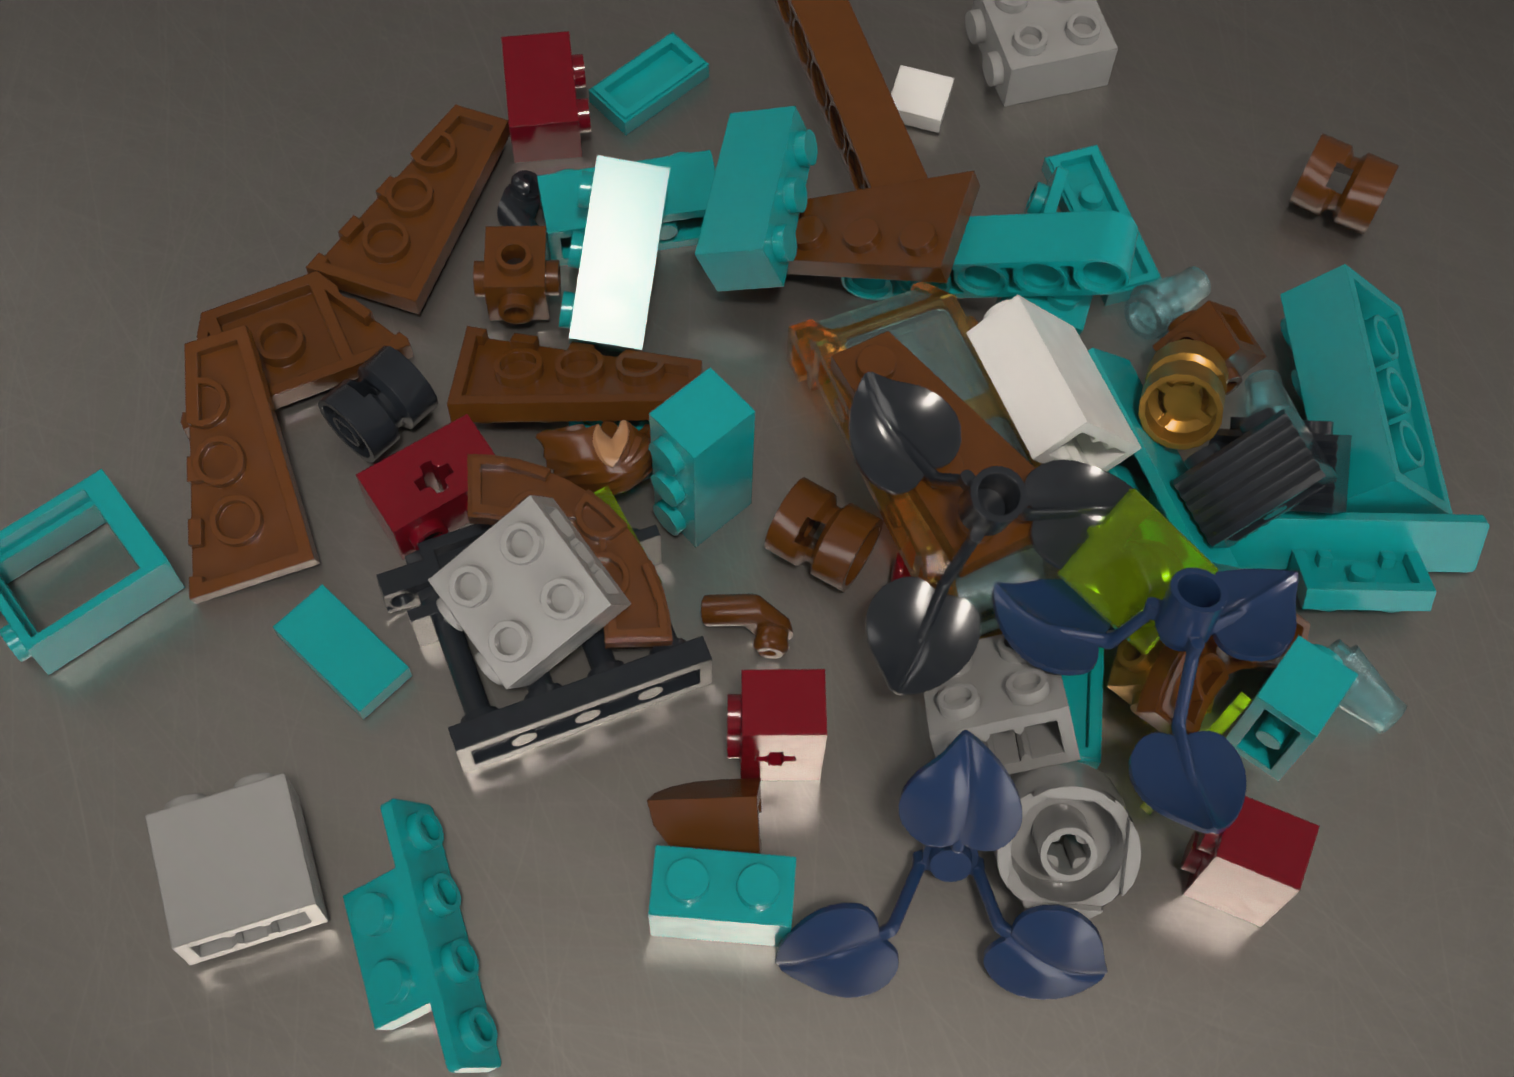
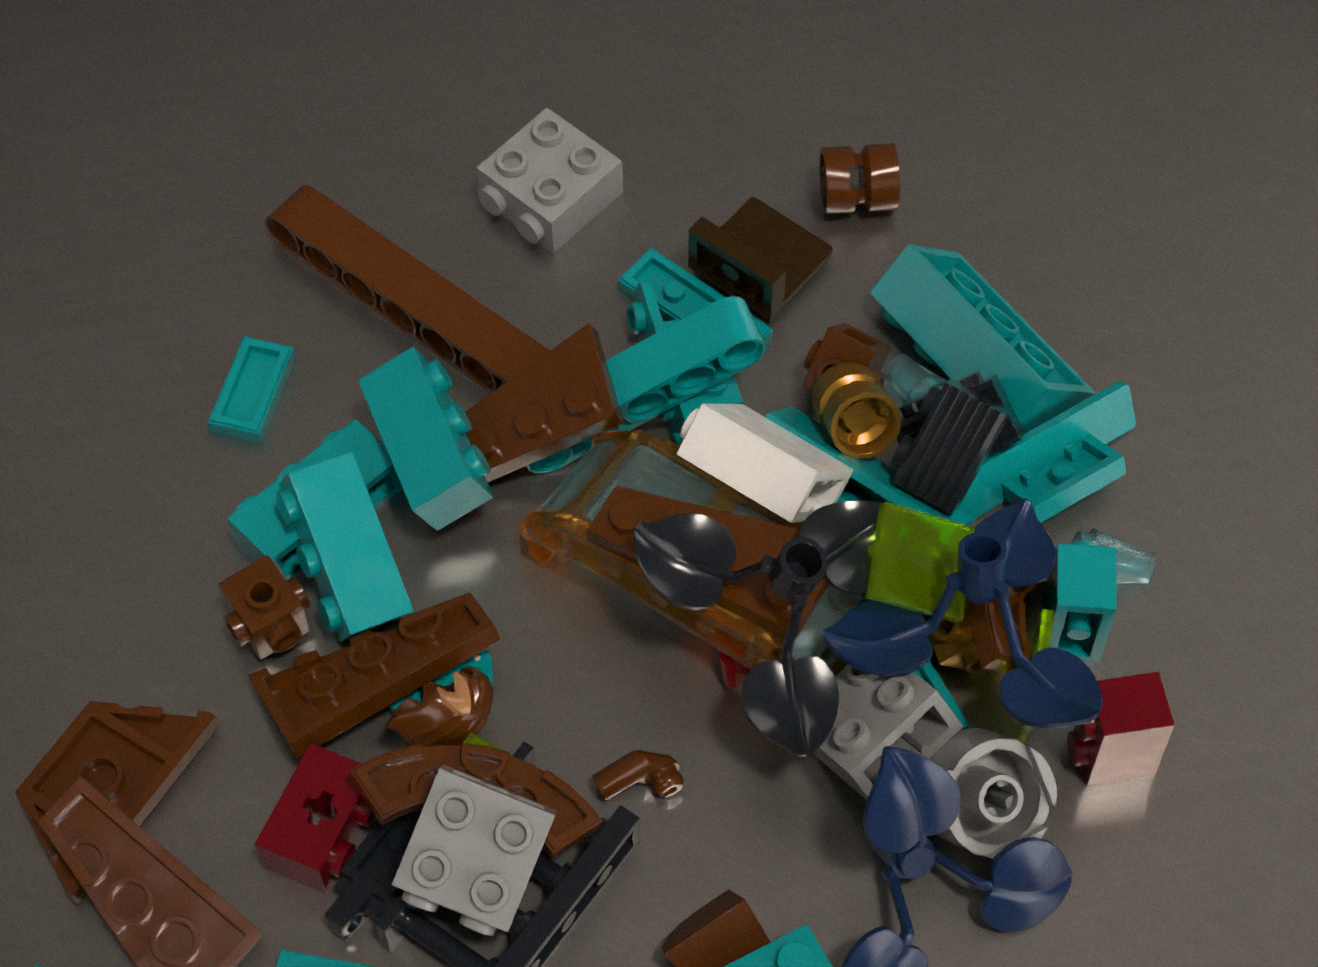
camera: 30 degrees left, 5 degrees down
(384, 398) = (225, 773): black wheel -> none
(417, 216) = (138, 619): reddish brown wing -> none
(520, 200) = (218, 549): black arm -> none
(542, 96) = (176, 449): dark red brick -> none
(701, 457) = (532, 668): teal brick -> none
(778, 724) = (726, 836): dark red brick -> none
(842, 545) = (675, 674): reddish brown wheel -> none
(921, 97) = (486, 280): white tile -> none
(1163, 300) = (787, 345): clear light blue cone -> none
(1193, 205) = (757, 256): none -> dark brown bracket

